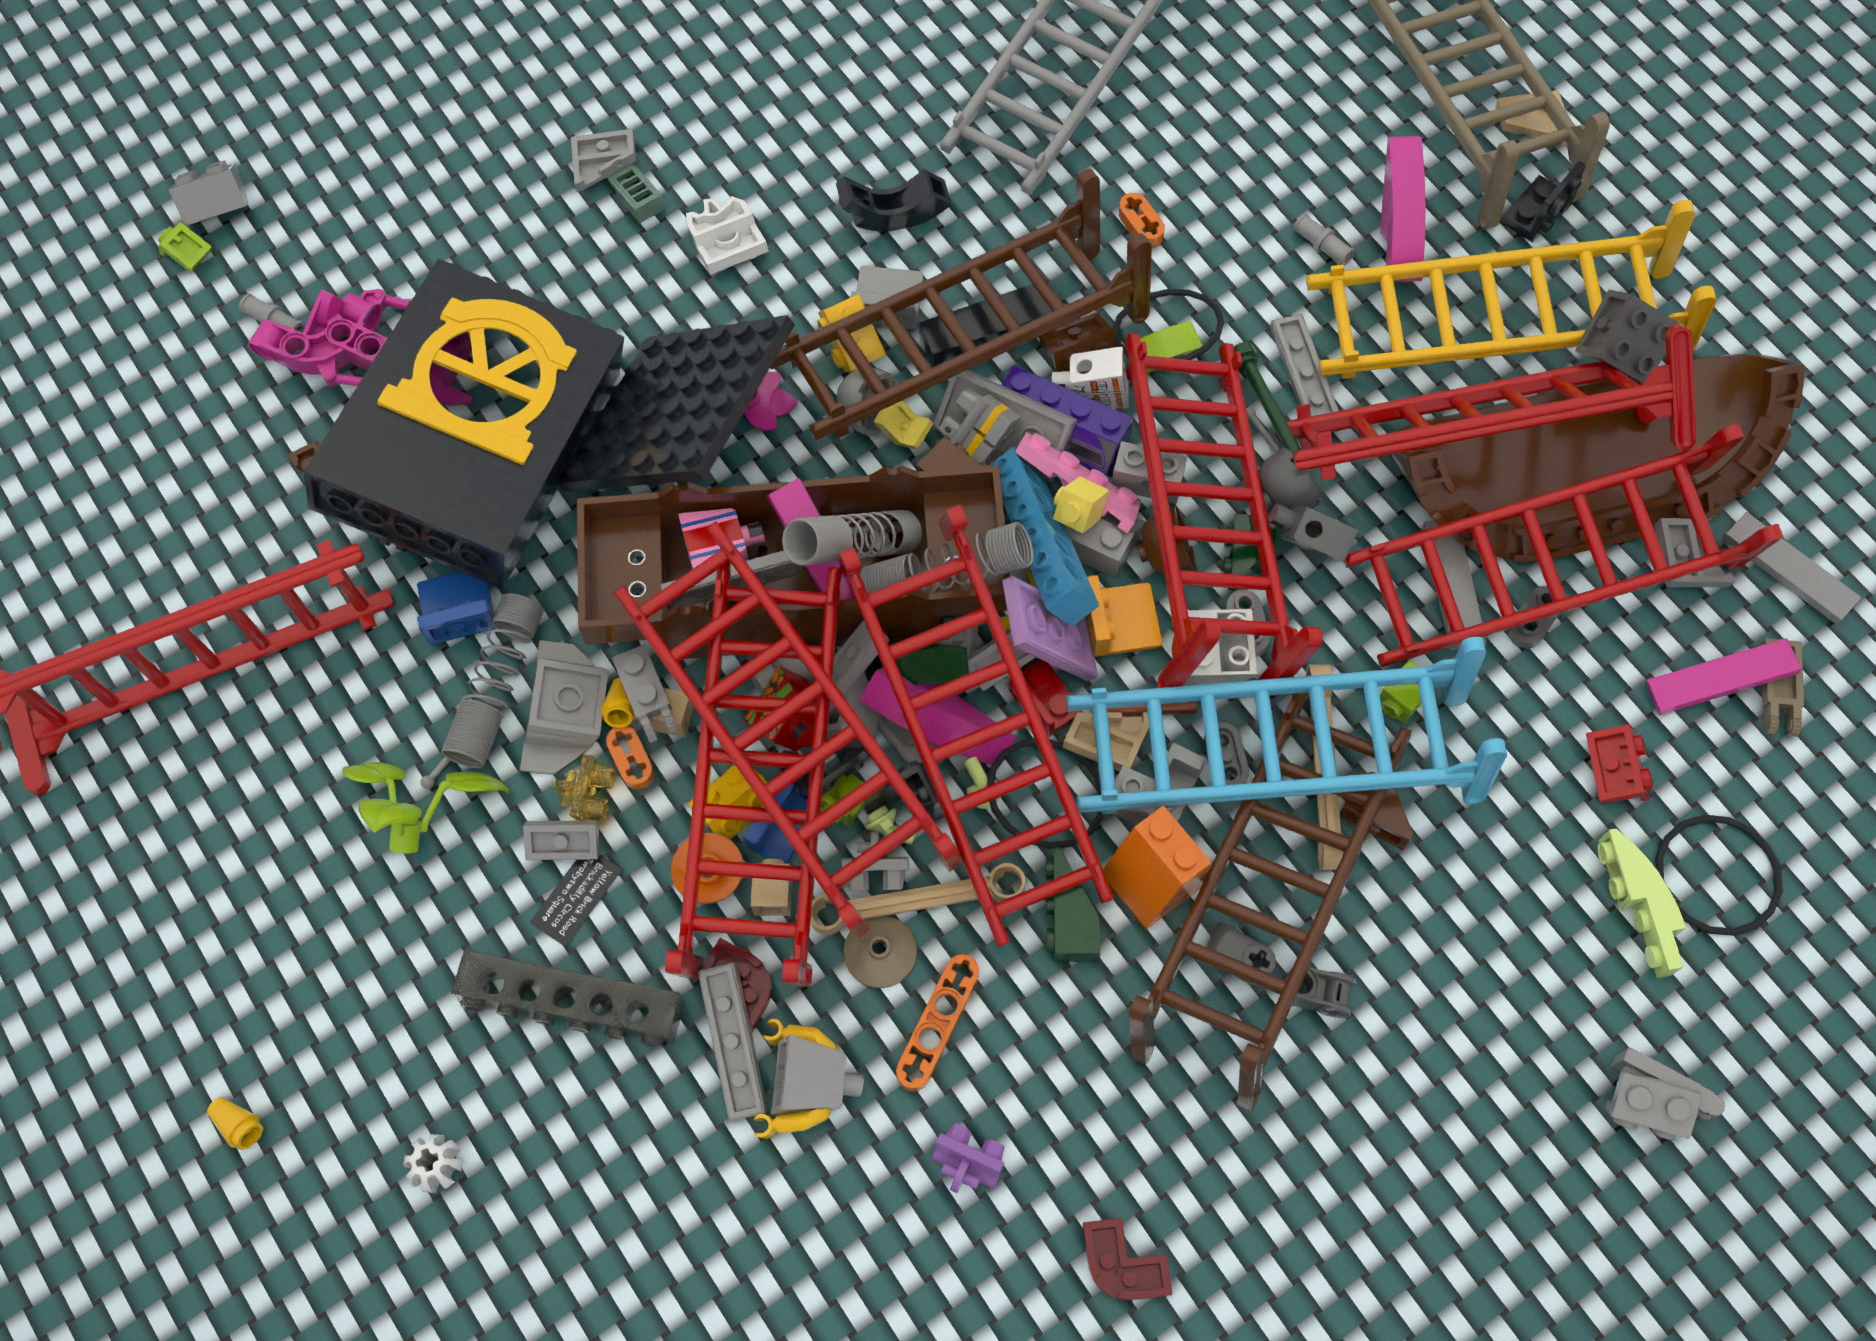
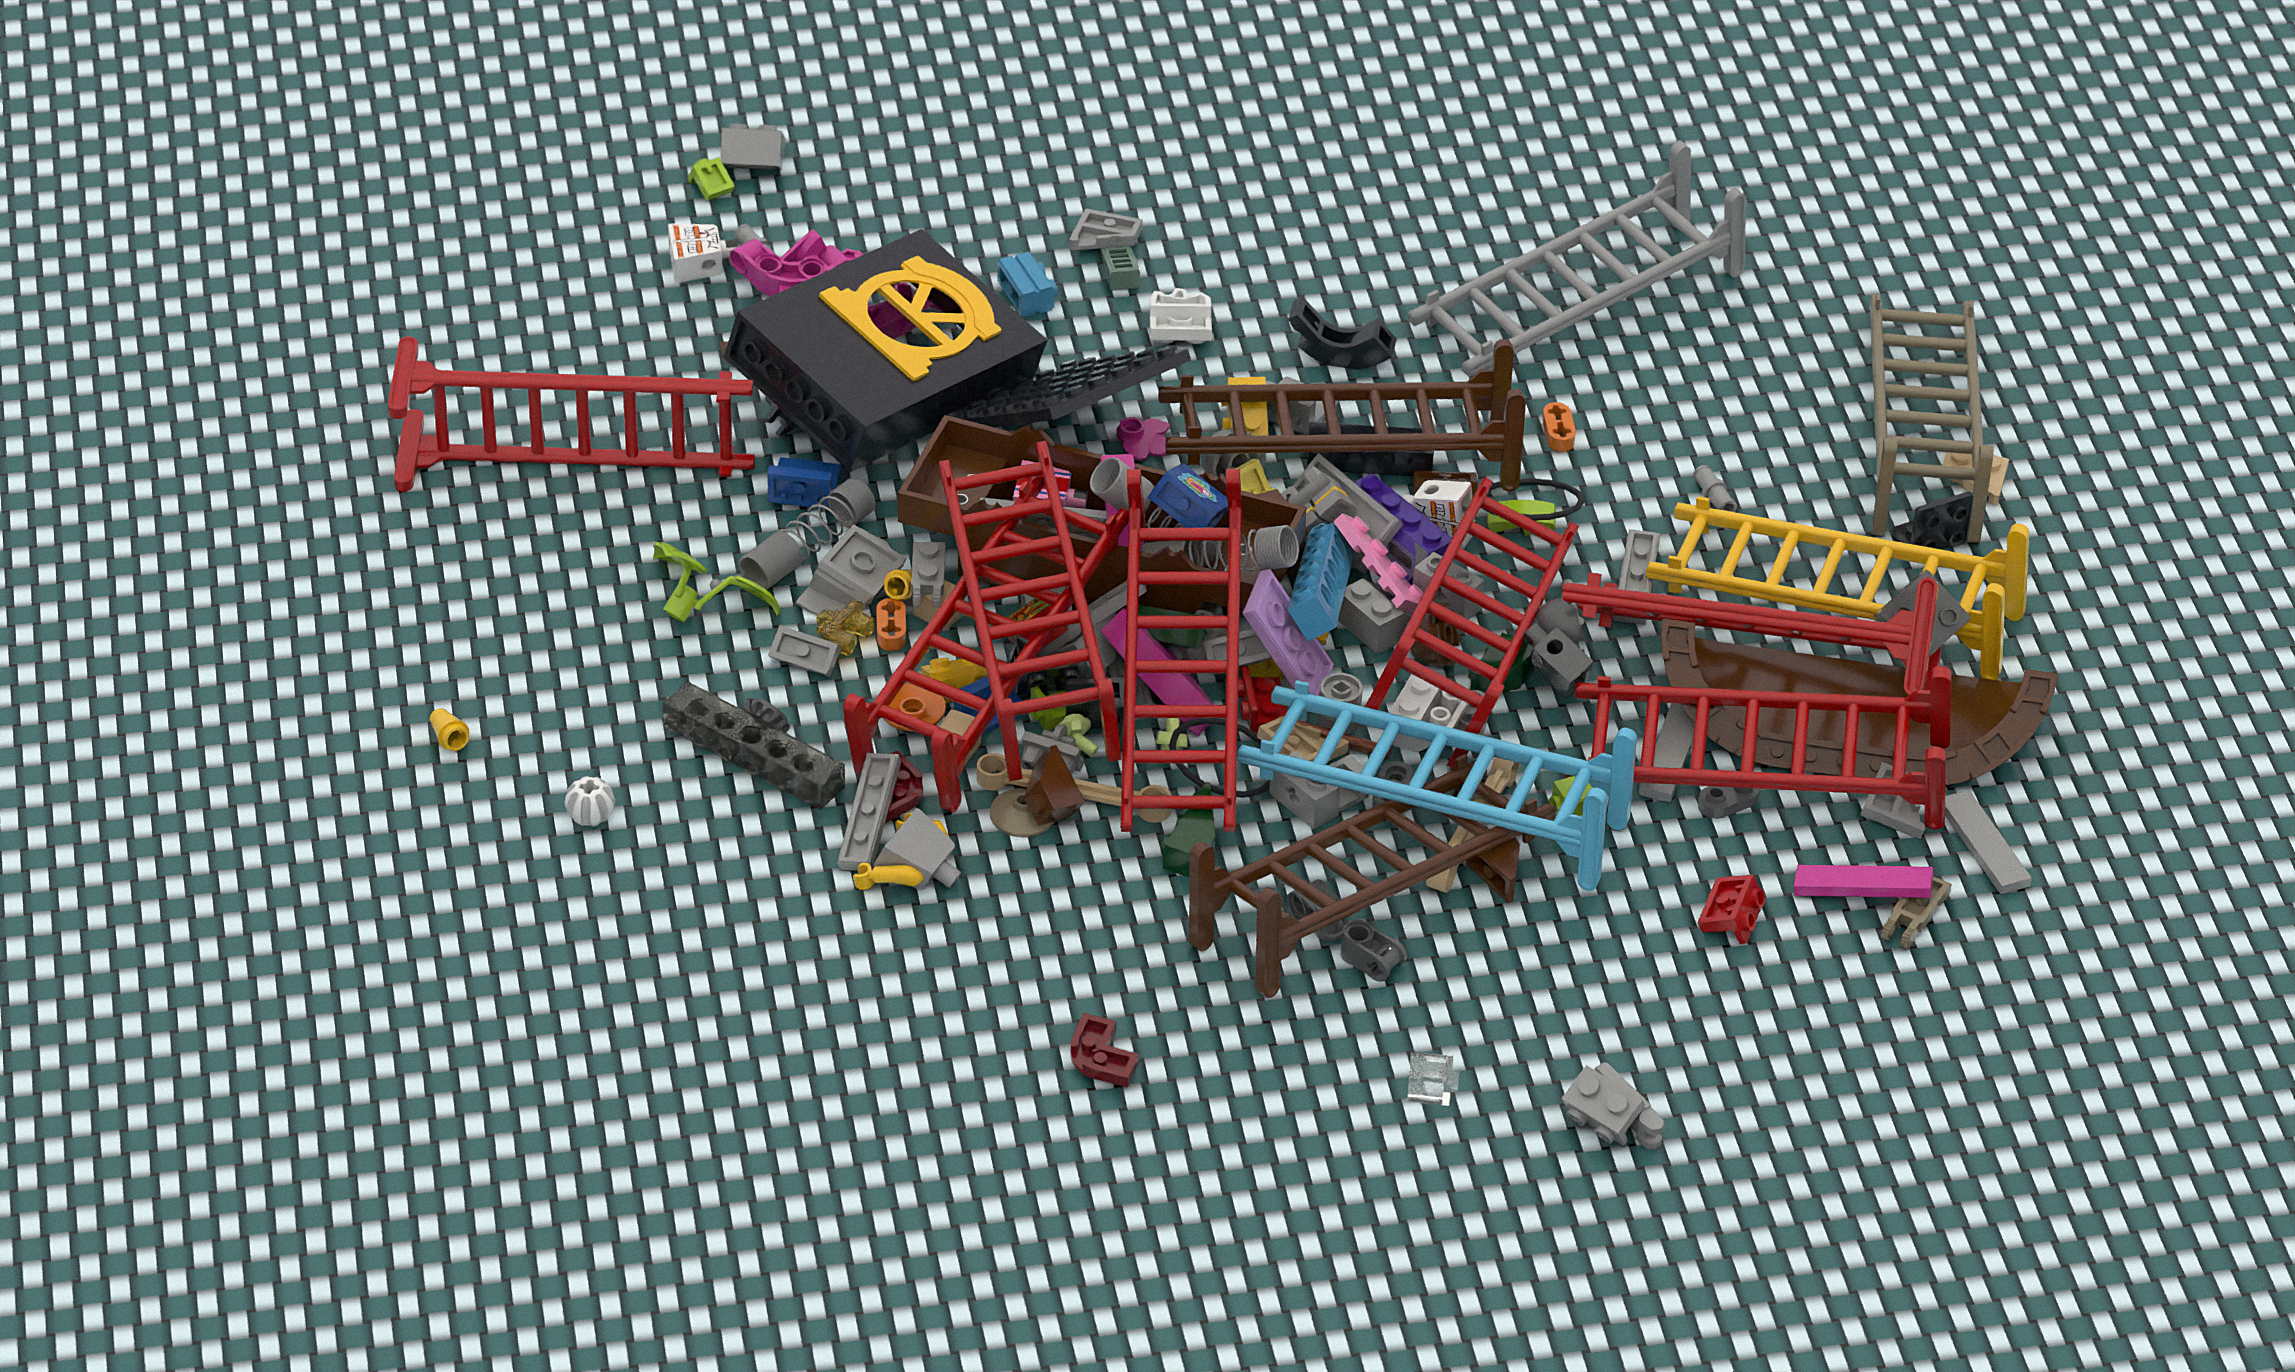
camera: 20 degrees right, 25 degrees down
(211, 347) = (697, 251): none -> white torso
(558, 255) = (1026, 284): none -> dark azure brick
(565, 955) = (766, 712): none -> dark grey gear
(575, 898) = (800, 693): black sticker -> none
(890, 517) = (1189, 498): none -> blue panel
(904, 926) = (1051, 789): none -> reddish brown slope
(941, 1023) = (1009, 883): orange beam -> none
(966, 1163) = (1011, 946): medium lavender hips -> none
(1080, 504) = (1365, 567): light yellow brick -> none
(1123, 619) = (1362, 665): light orange bracket -> none
(1125, 668) = (1343, 688): none -> light grey wheel
(1156, 868) = (1282, 814): orange slope -> none
(1249, 366) = (1585, 545): dark green piece -> none
(1404, 202) = (1795, 474): dark pink slope -> none
(1465, 1141) = (1431, 1079): none -> clear brick
(1640, 886) = (1690, 993): yellowish green slope -> none
(1752, 833) = (1764, 1047): black piece -> none

